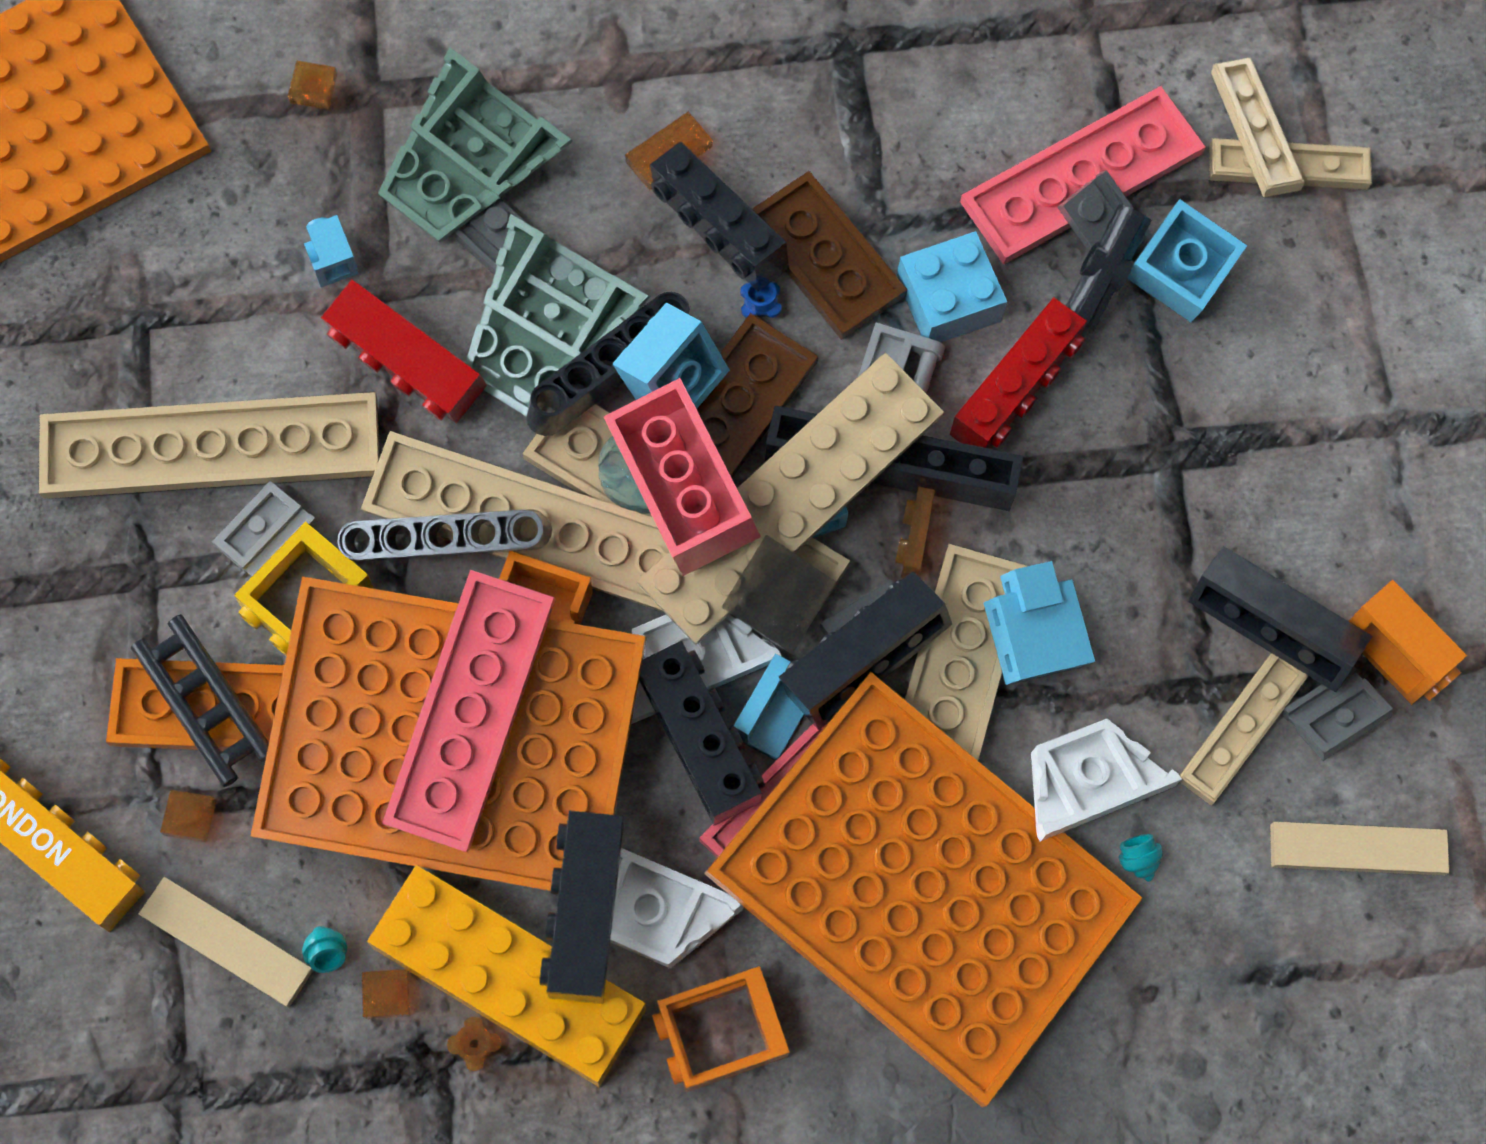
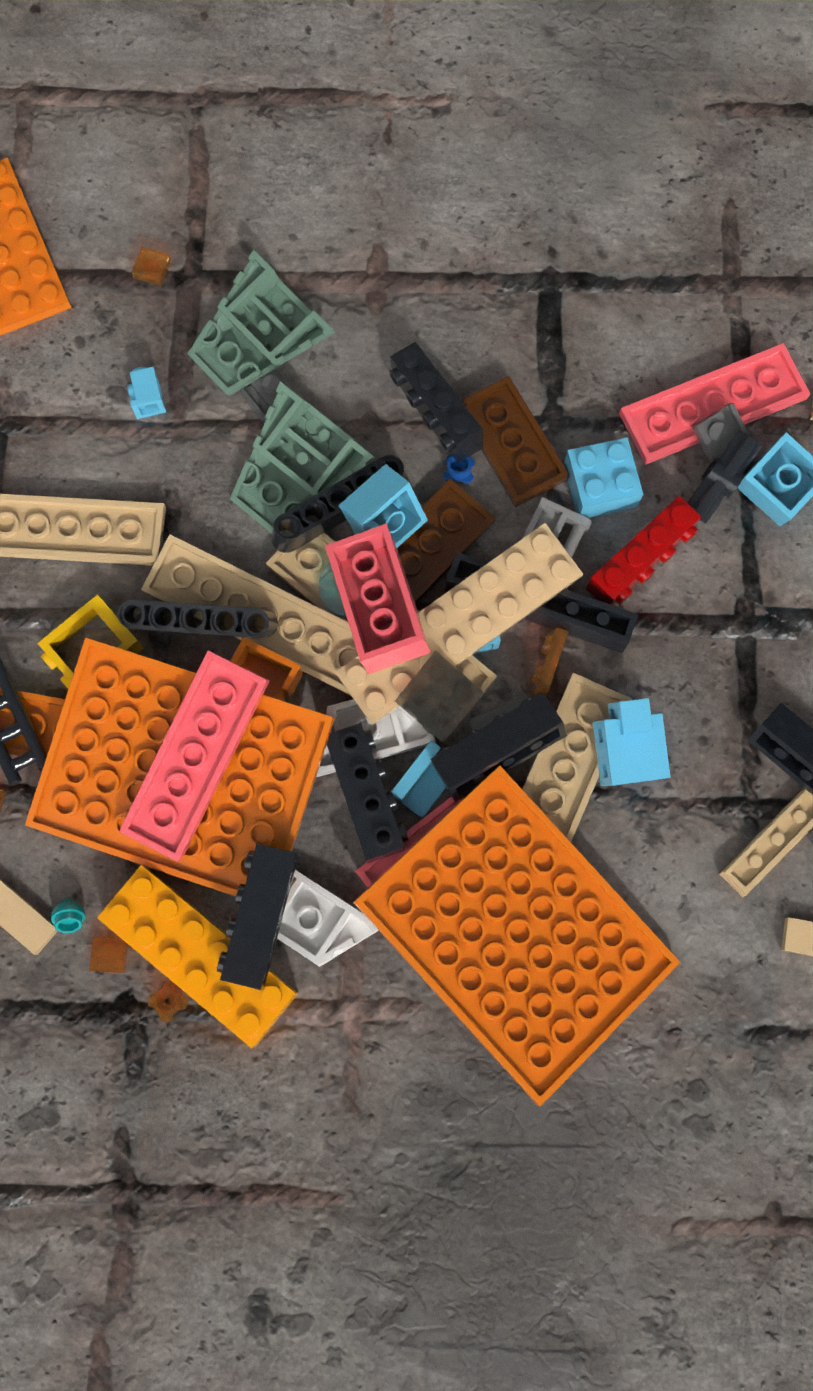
camera: 10 degrees right, 5 degrees up
(261, 528) = (67, 594): light grey plate -> none
(402, 351) = (188, 474): red brick -> none
(682, 129) = (419, 333): clear orange plate -> none
(765, 1015) = (316, 1039): orange window -> none
(1091, 776) = (655, 864): white wing -> none
(1141, 856) = (683, 929): teal plate -> none

